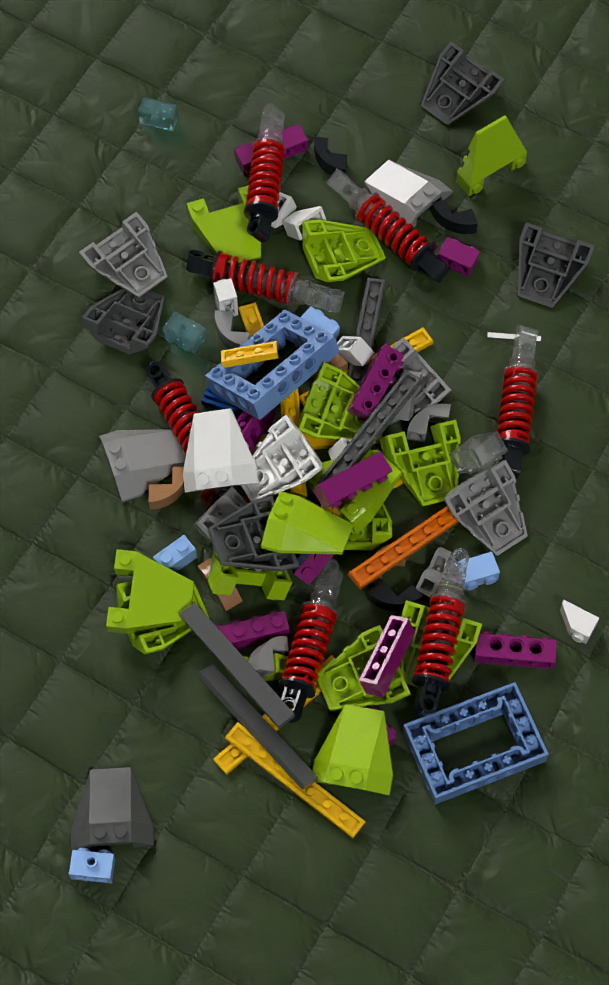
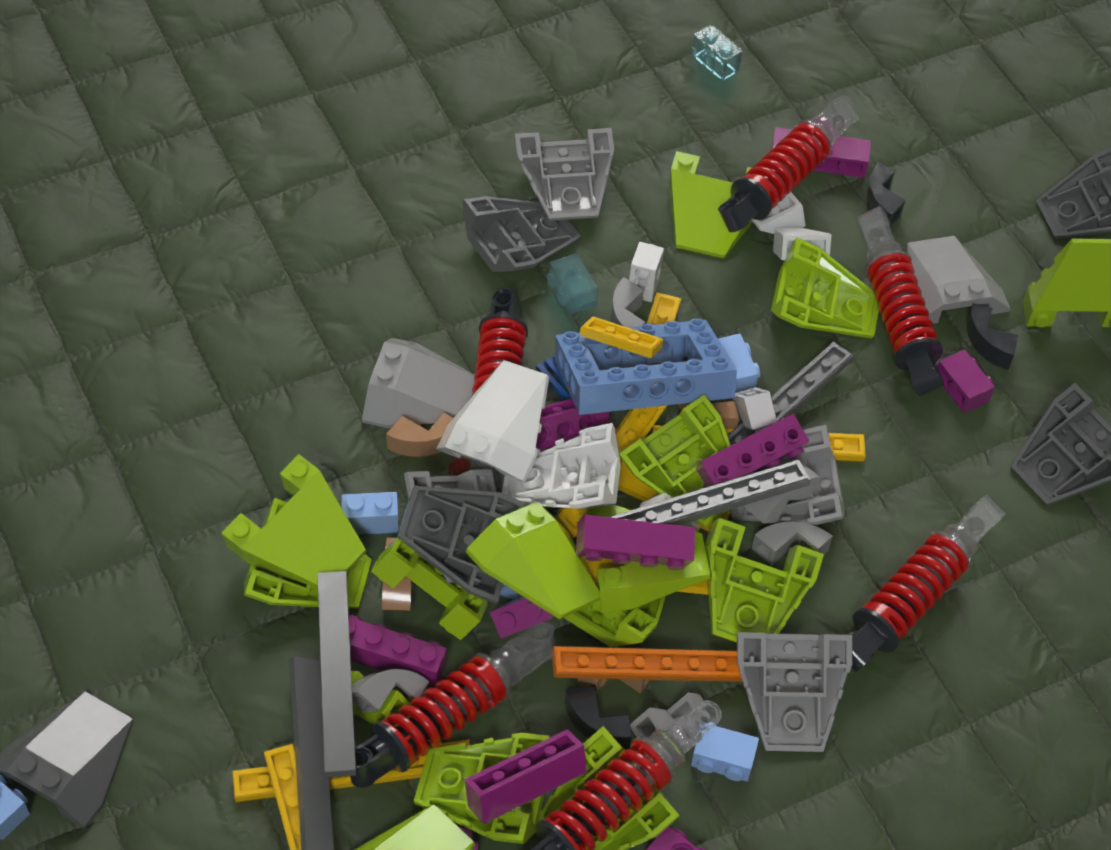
camera: 30 degrees right, 10 degrees down
(264, 282) = (707, 279): piece -> none
(478, 453) = (825, 610): clear brick -> none
(506, 336) = (967, 506): white sticker -> none

